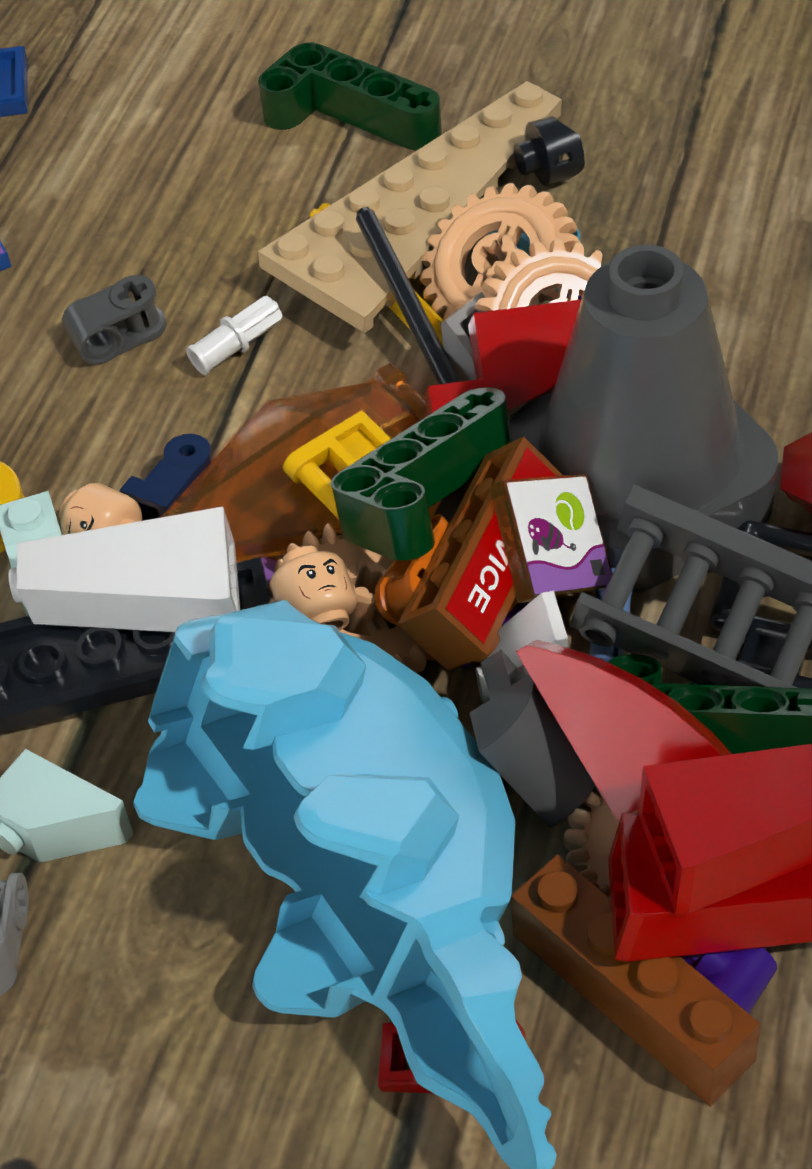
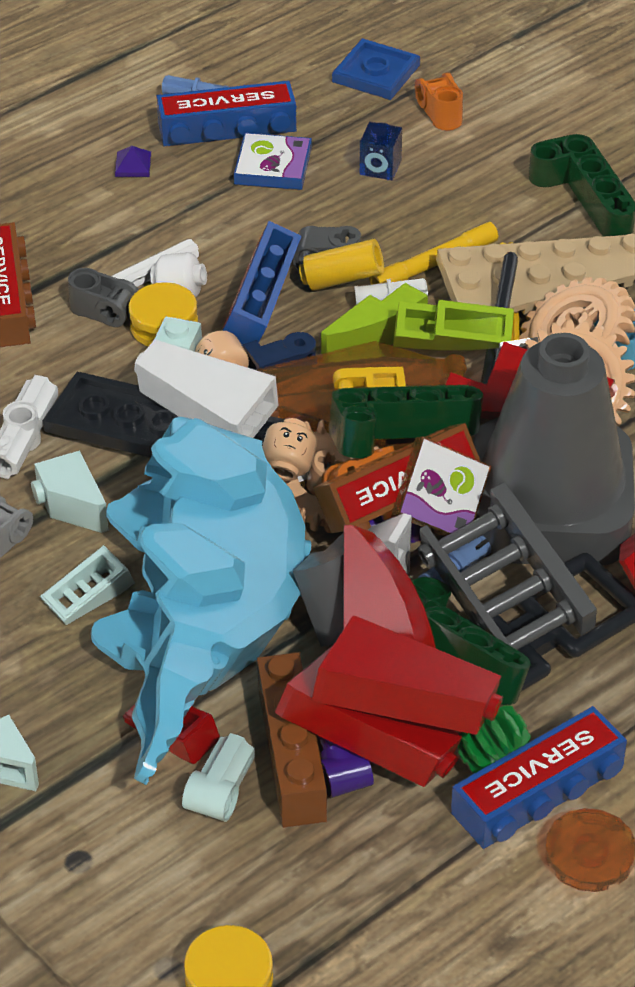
camera: 30 degrees right, 5 degrees down
(77, 404) = (262, 283): none -> blue brick
(78, 172) = (380, 150): none -> clear blue brick
(95, 84) = (441, 101): none -> orange piece
(153, 329) = (342, 265): none -> yellow brick
(173, 880) = (90, 569): none -> light aqua slope
(223, 301) = (401, 271): none -> yellow piece
(253, 374) = (369, 320): none -> lime slope
(362, 332) = (451, 326): none -> lime slope
(592, 1110) = (217, 785): none -> light aqua piece

